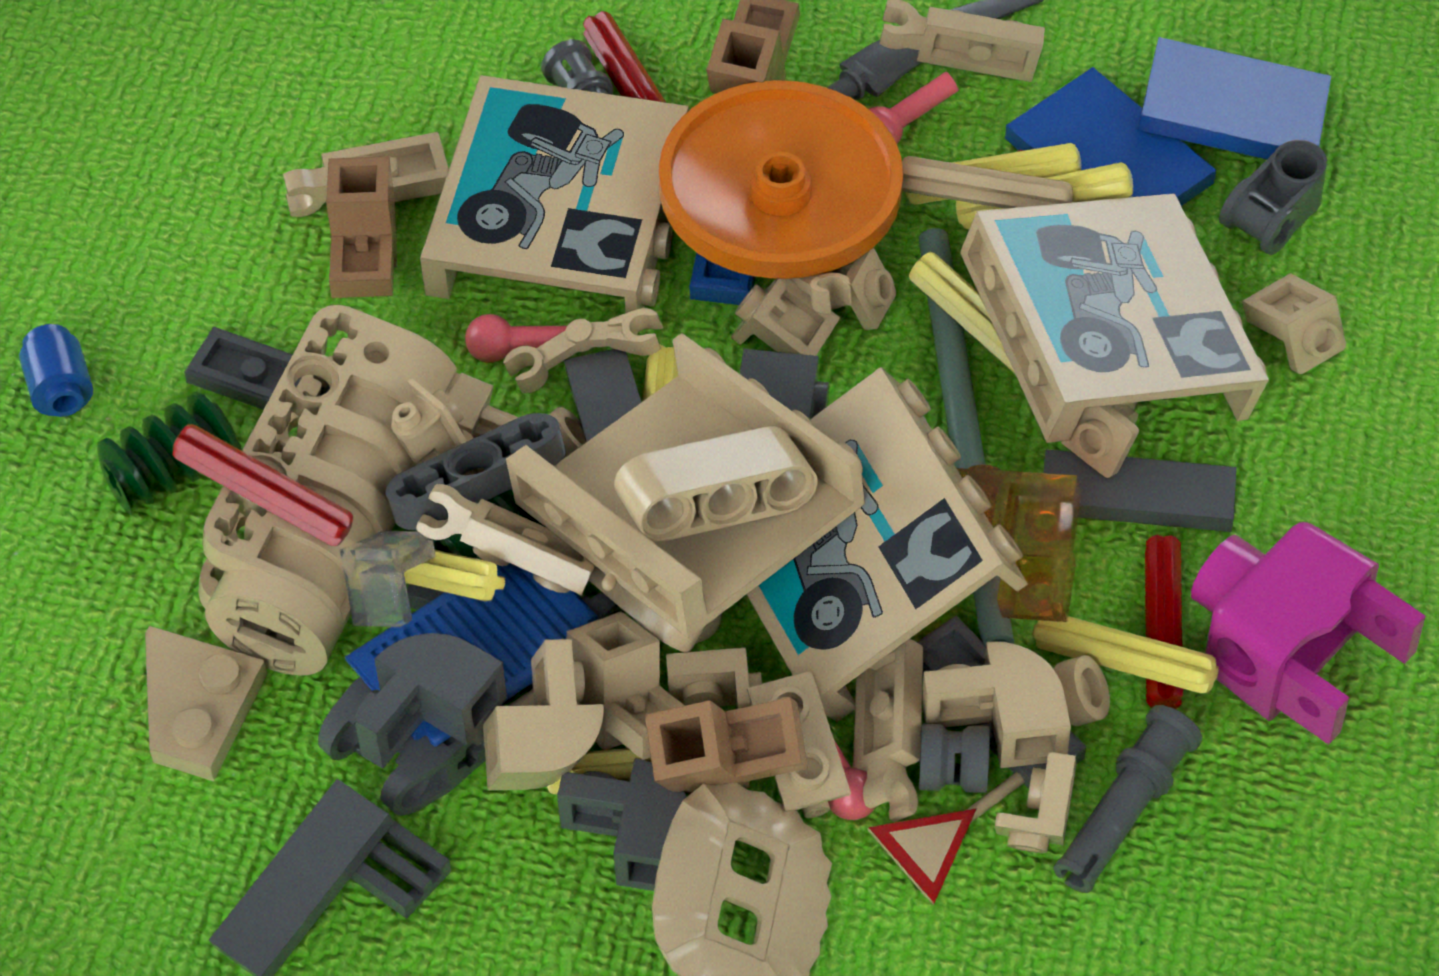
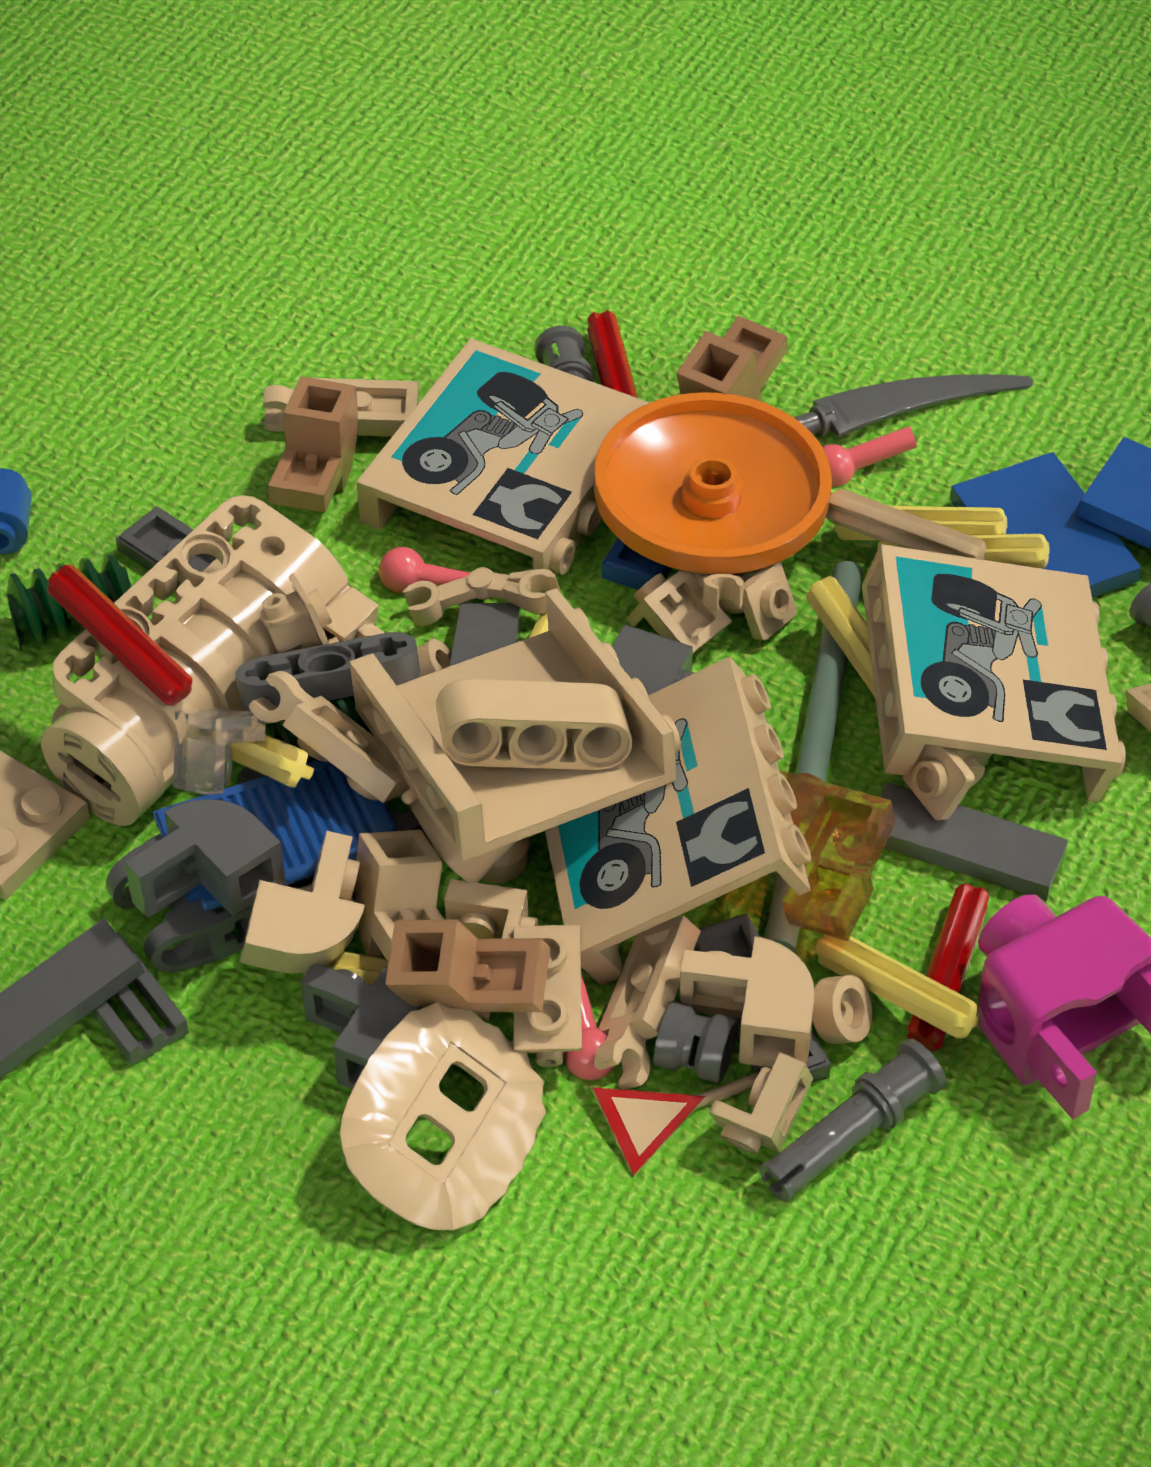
camera: 15 degrees right, 5 degrees down
(964, 40) = (935, 402): tan plate -> none

